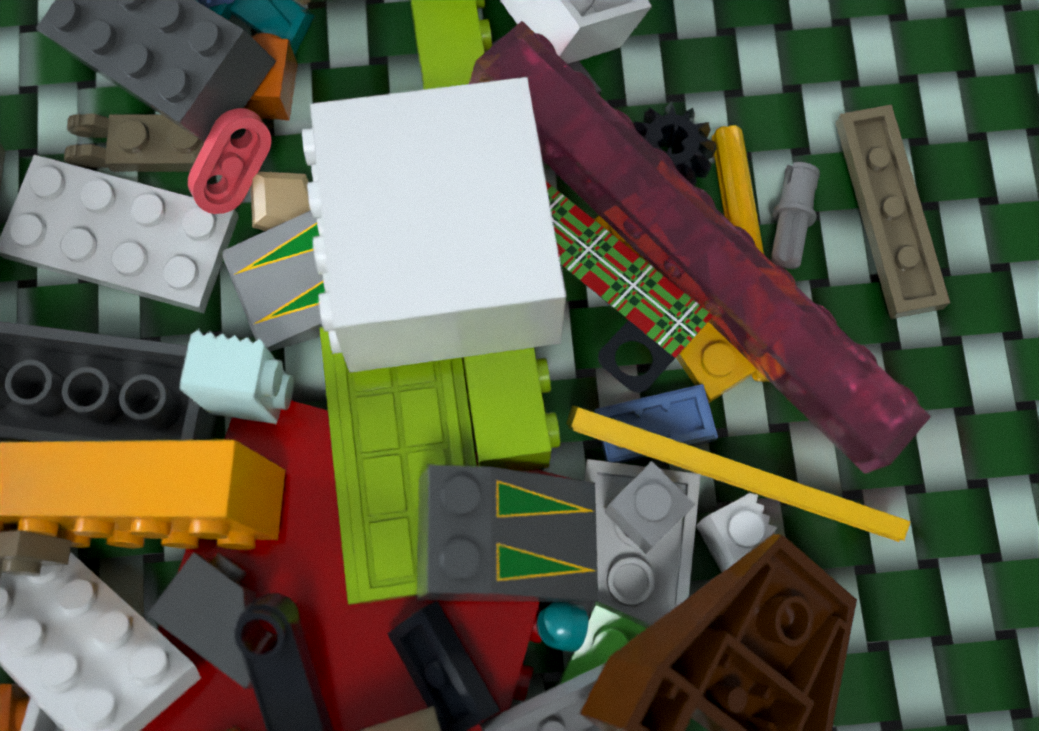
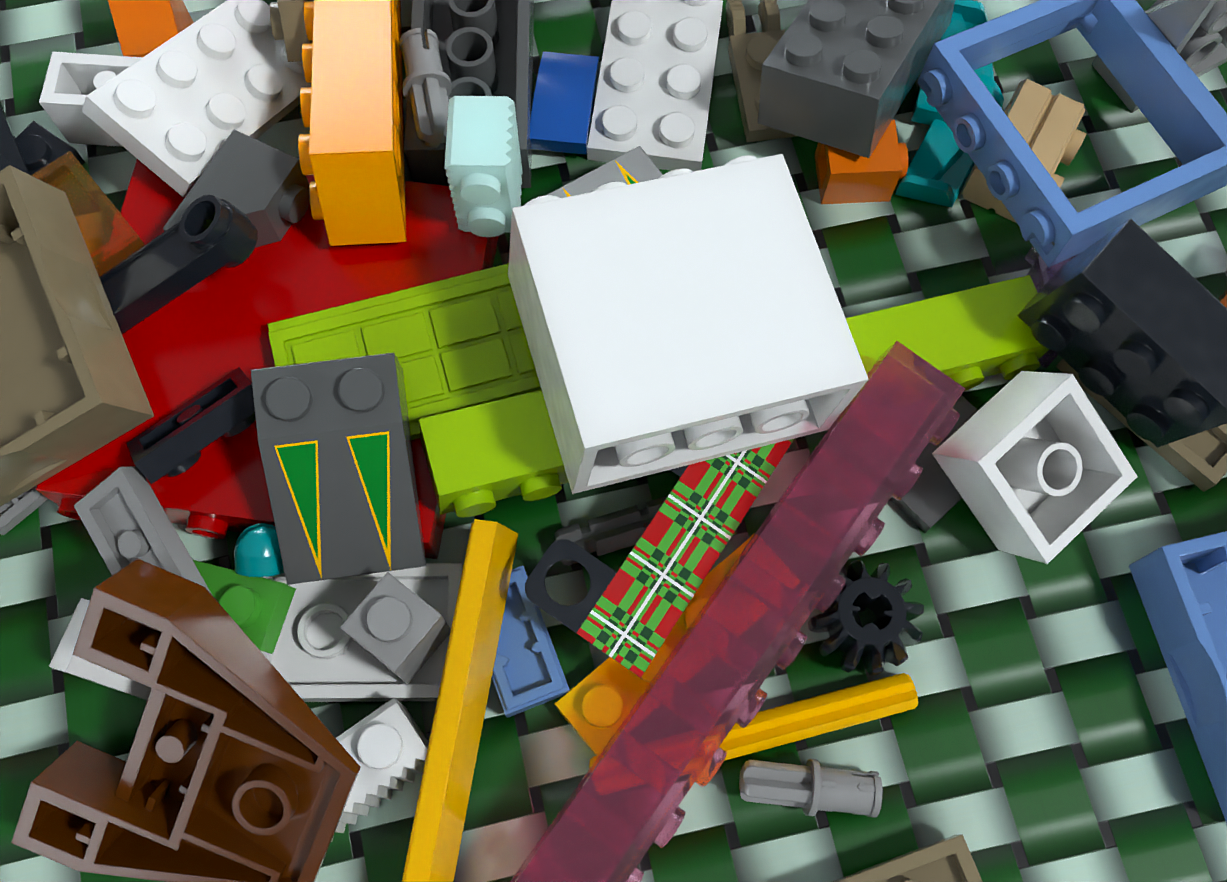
camera: 80 degrees right, 5 degrees down
(134, 425) = (426, 85): none -> light grey axle
(142, 315) = (563, 102): none -> blue slope
(234, 159) = (748, 132): coral plate -> none
(573, 348) = (611, 530): none -> dark grey axle

